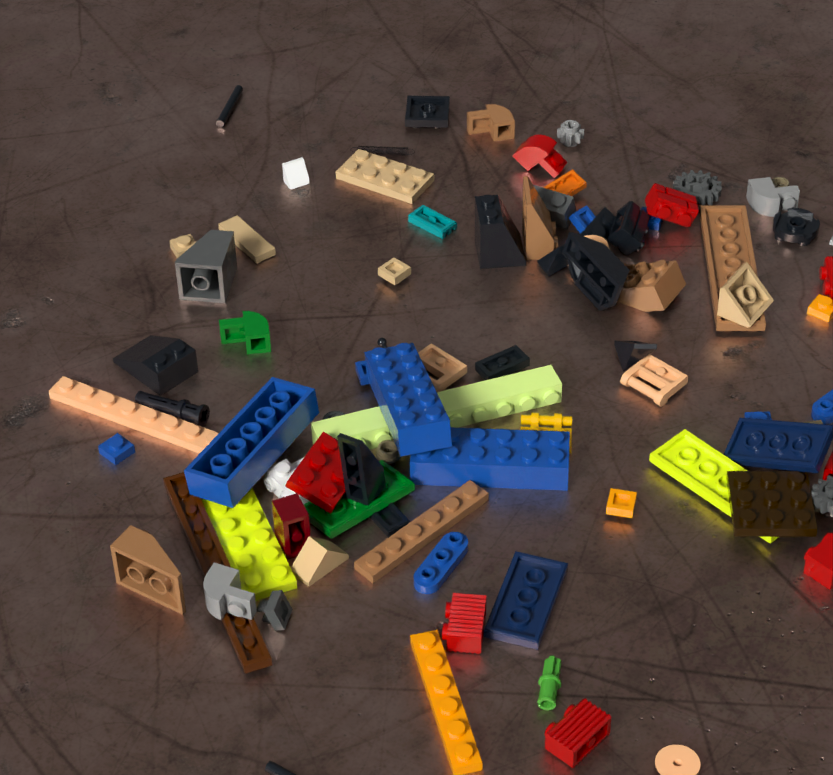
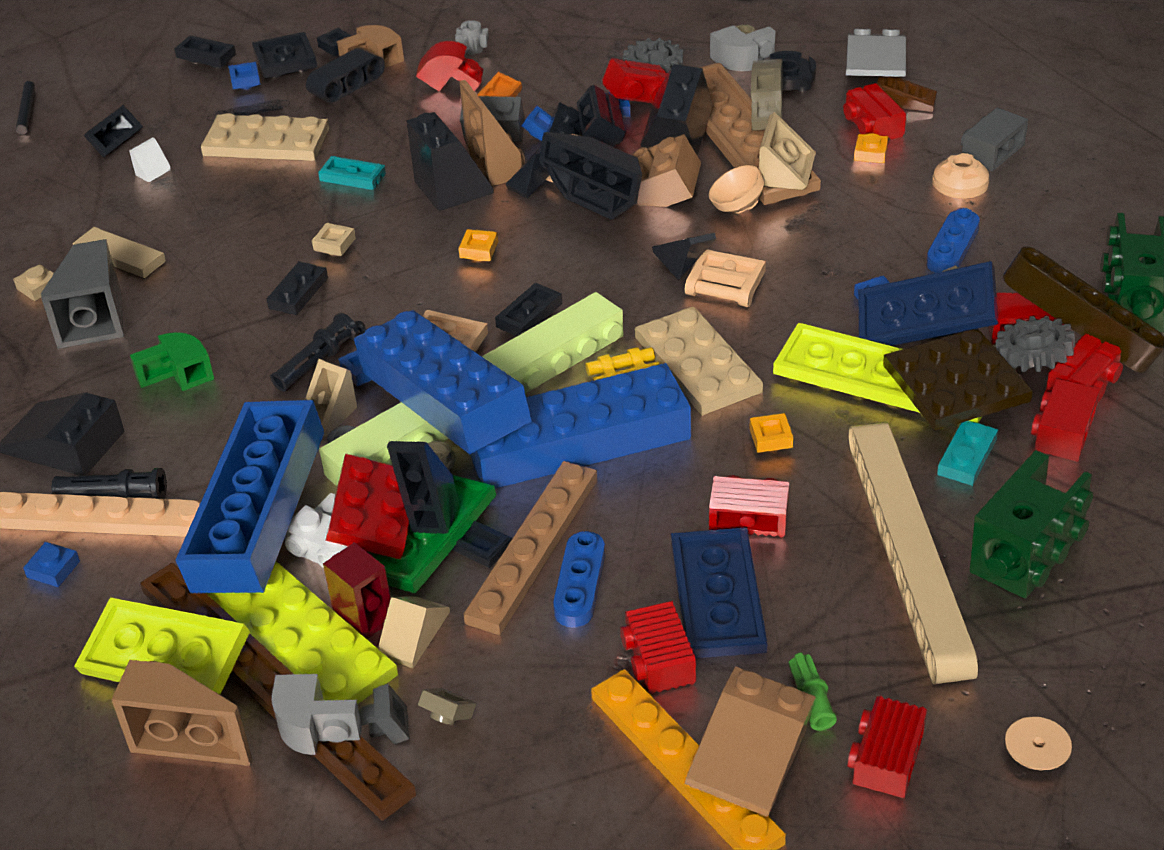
camera: 20 degrees left, 0 degrees up
(170, 524) = (142, 632): none -> neon yellow plate
(280, 142) = (113, 131): none -> black slope
(315, 616) = (446, 705): none -> dark tan plate
(336, 389) = (332, 394): none -> tan slope
(353, 347) = (323, 345): none -> black pin
(354, 301) = (297, 288): none -> black plate
(372, 93) = (205, 51): none -> black plate
(391, 121) = (244, 75): none -> blue plate
(463, 140) = (345, 75): none -> black beam
(467, 106) = (329, 40): none -> black plate
(489, 699) = (751, 741): none -> medium nougat slope
(492, 304) = (478, 245): none -> light orange plate
(577, 547) = (749, 504): none -> brick
(602, 435) = (699, 360): none -> tan plate
(668, 613) = (912, 555): none -> tan beam
(686, 241) = (679, 108): none -> black slope
(698, 314) = (737, 189): none -> light nougat piece
(752, 559) = (967, 452): none -> teal plate
(753, 621) = (1028, 527): none -> dark green torso
(762, 239) = (766, 91): none -> dark tan slope

